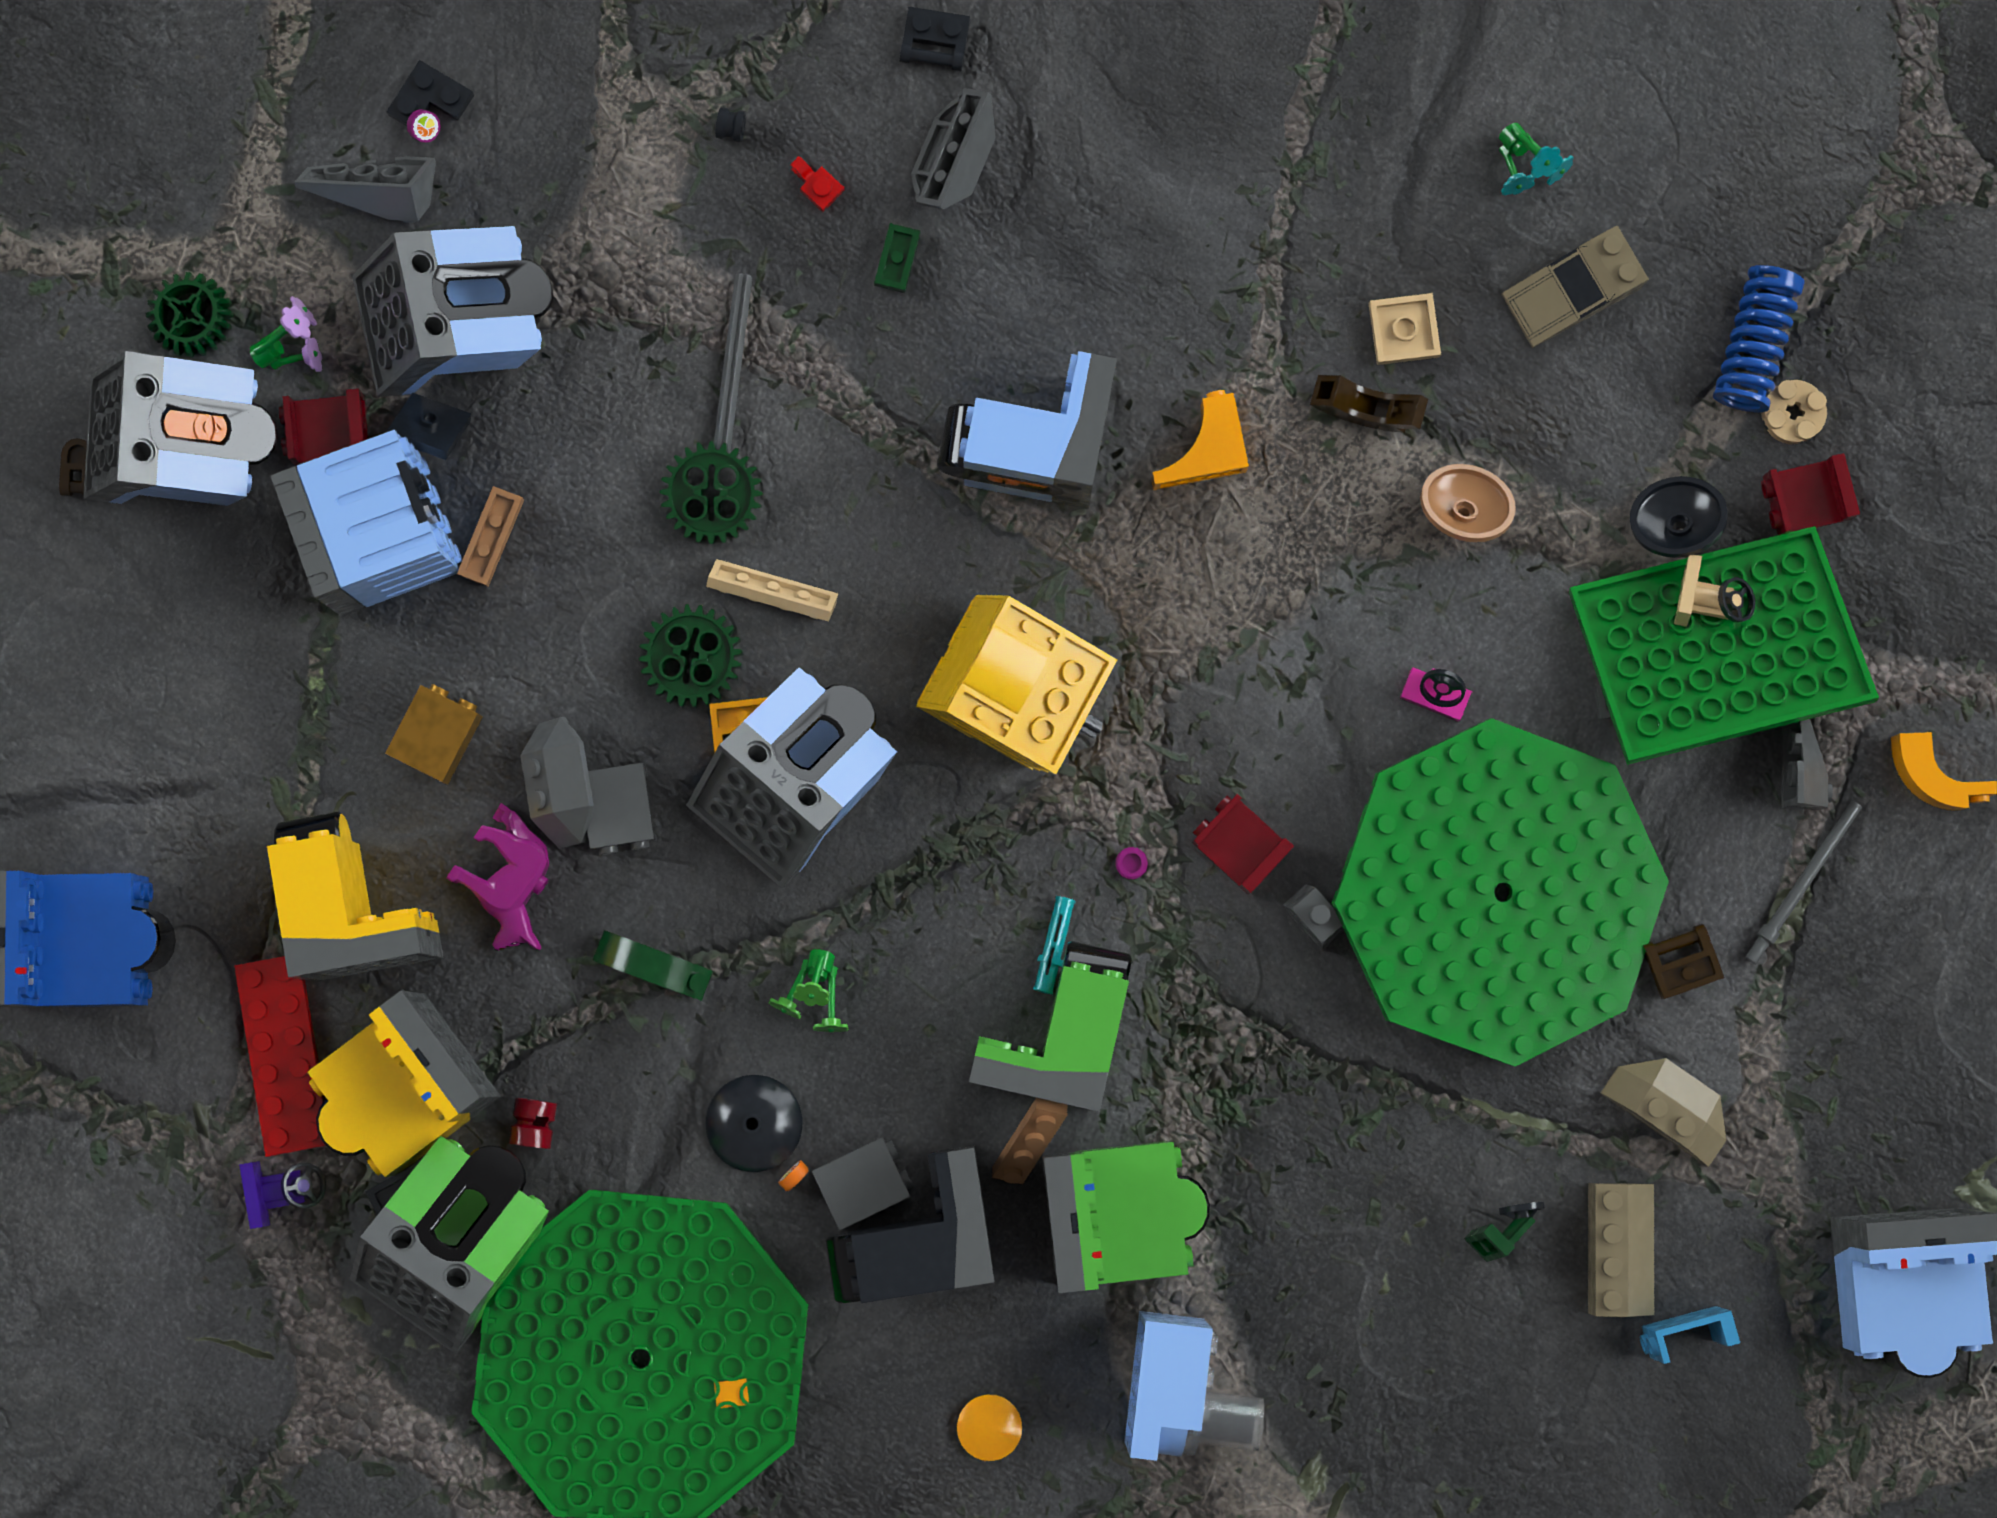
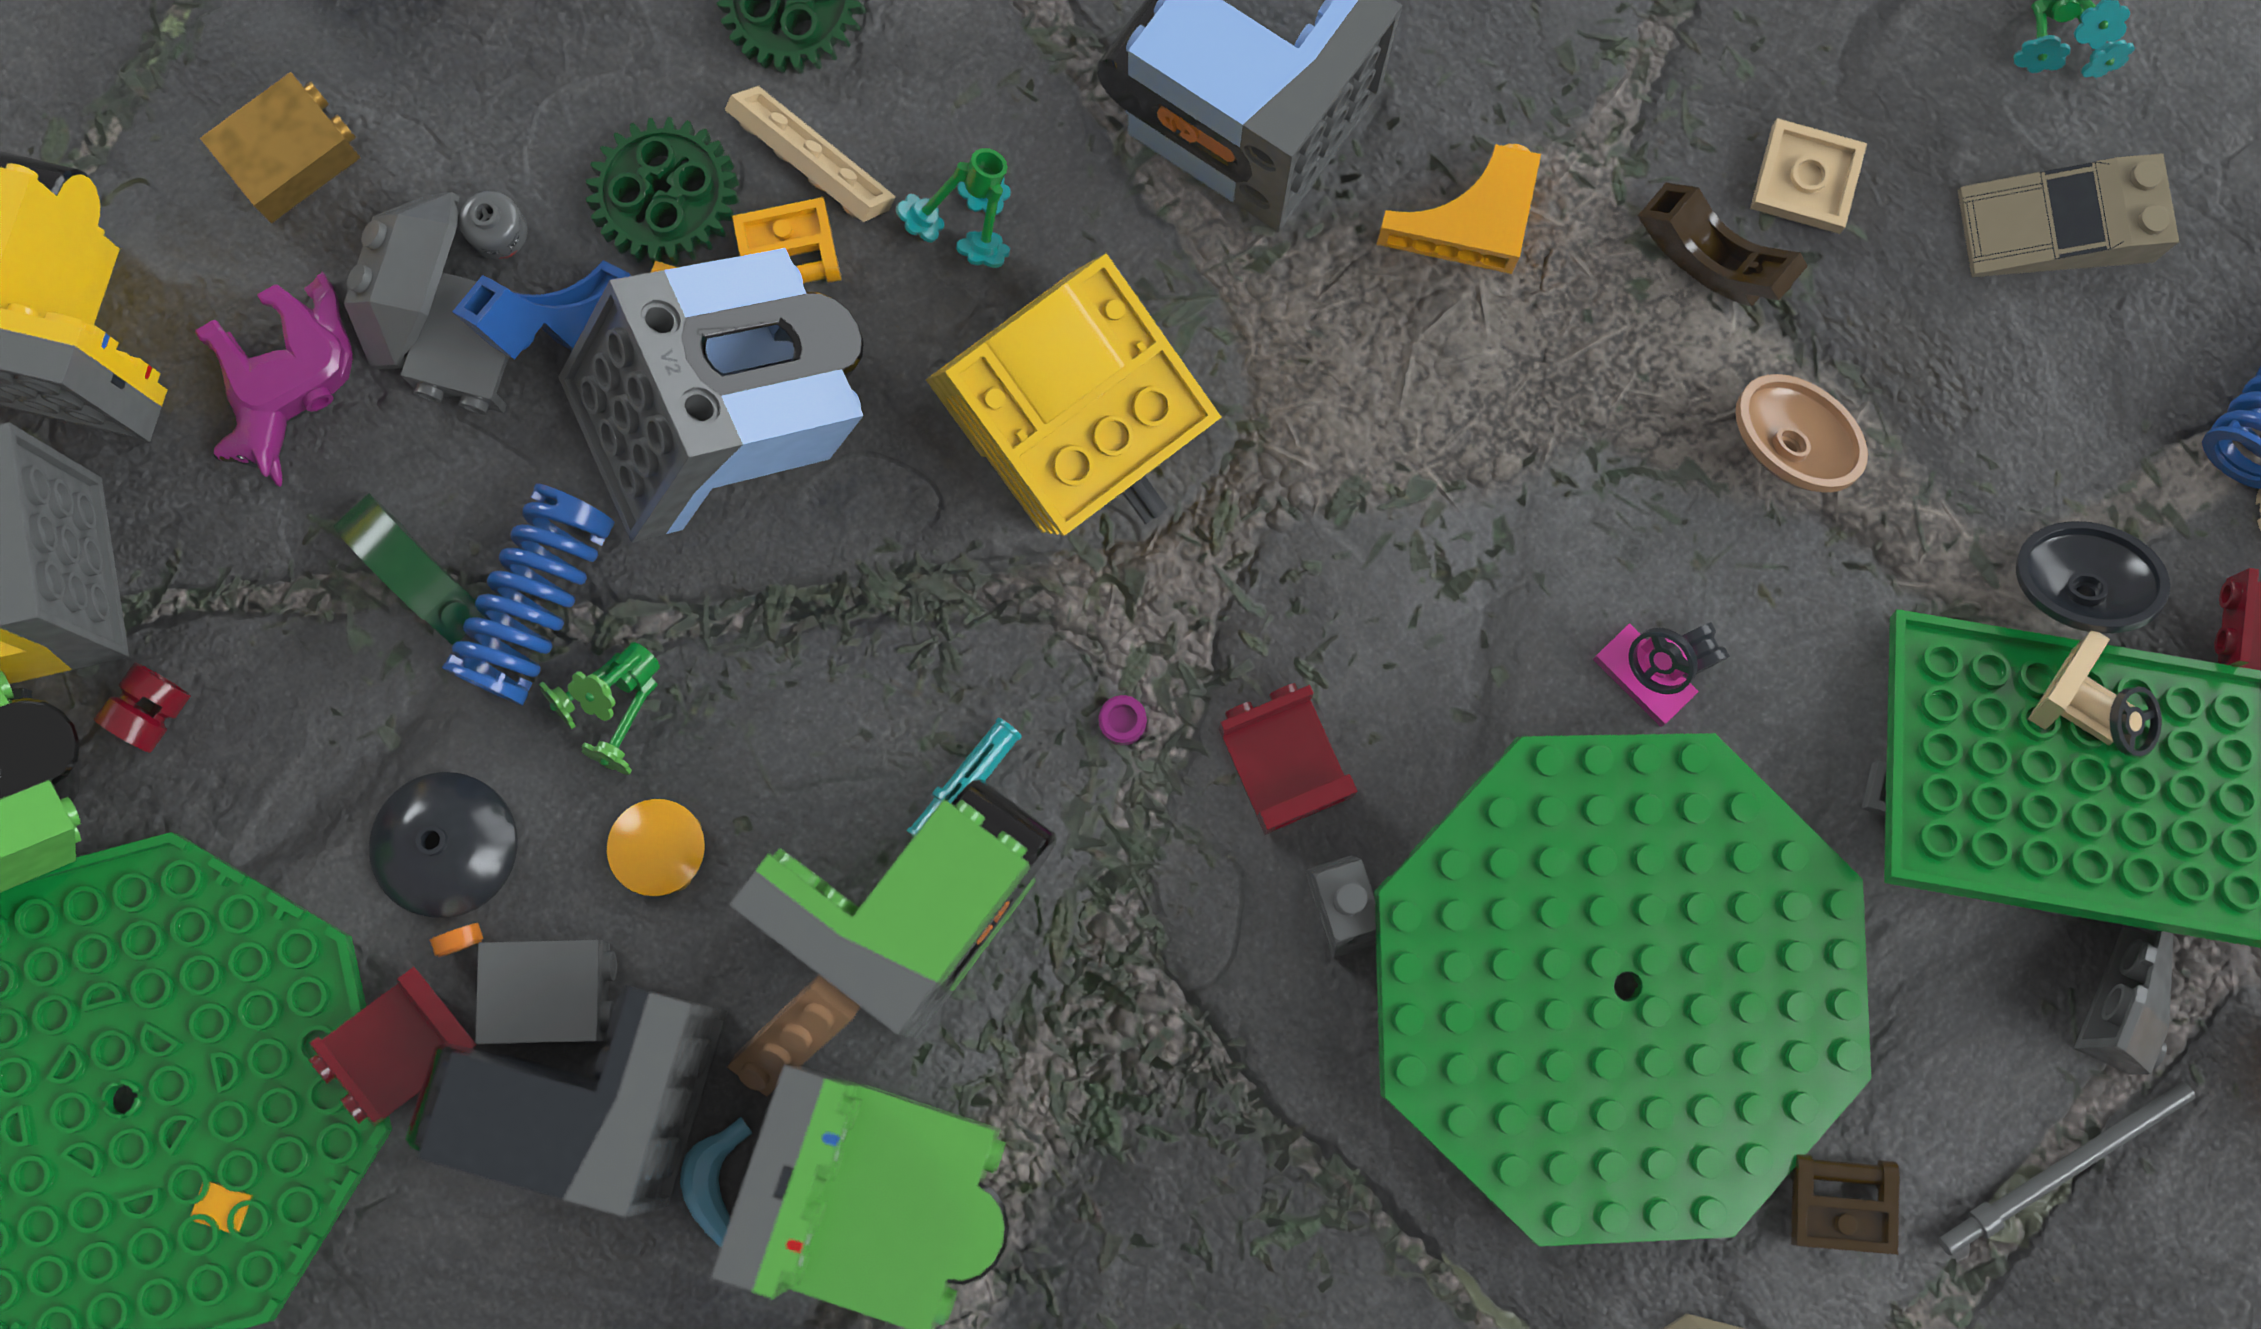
camera: 25 degrees right, 5 degrees down
(604, 734) = (493, 225): none -> dark grey head
(672, 763) = (512, 319): none -> blue arch
(726, 1005) = (469, 657): none -> blue piece
(781, 648) = (793, 226): none -> light orange plate
(789, 1255) = (387, 1048): none -> dark red panel
(885, 1067) = (655, 847): none -> light orange dish
(892, 564) = (984, 189): none -> plant
(1010, 1254) = (701, 1179): none -> medium azure piece
(1462, 664) = (1706, 647): none -> black wheel

